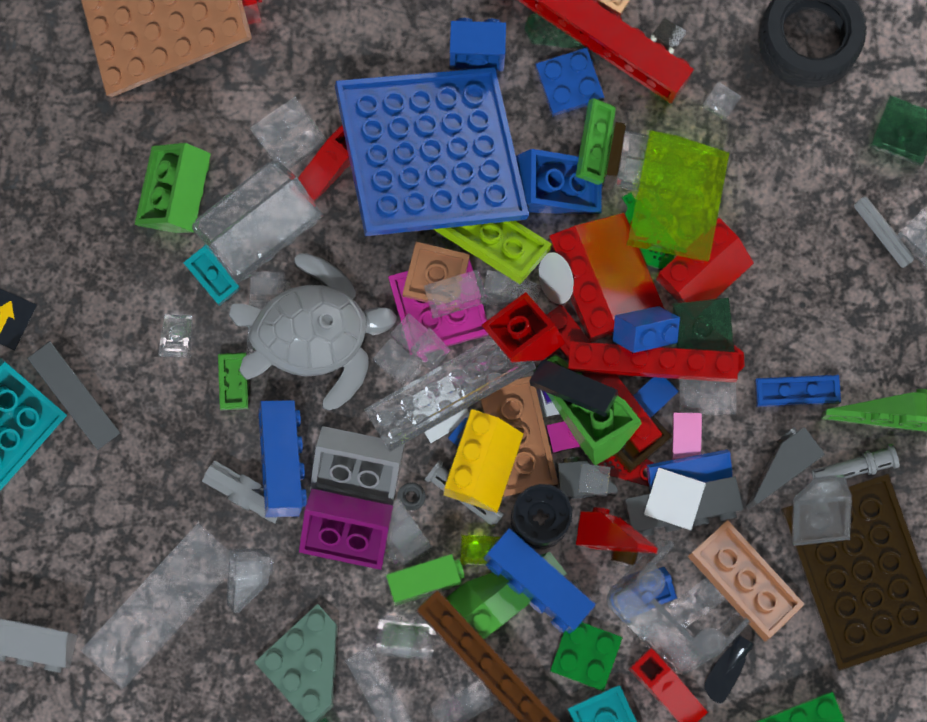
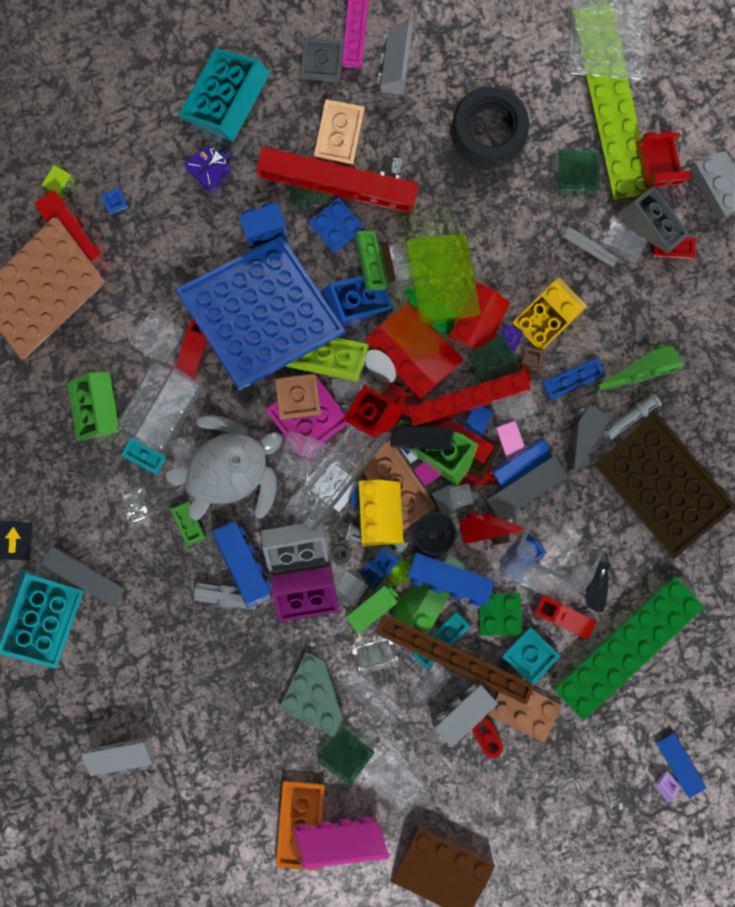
camera: 15 degrees left, 5 degrees up
(159, 607) = (200, 695): clear plate -> none
(247, 576) = (250, 653): clear slope -> none
(370, 251) = (246, 397): none -> clear smoke plate
(455, 294) = (316, 405): clear brick -> none
(455, 532) = (380, 567): none -> blue slope
(511, 650) = (447, 633): none -> teal plate
(646, 329) = (455, 378): blue brick -> none
(674, 498) = (519, 487): white sticker -> none
(721, 101) = (445, 198): clear plate -> none
(739, 306) = (512, 336): none -> dark purple tile
(746, 580) = (588, 523): nougat plate -> none
(754, 344) = (532, 359): none -> reddish brown tile
(799, 296) = (550, 314): none -> yellow slope
(822, 511) = (623, 456): clear slope -> none

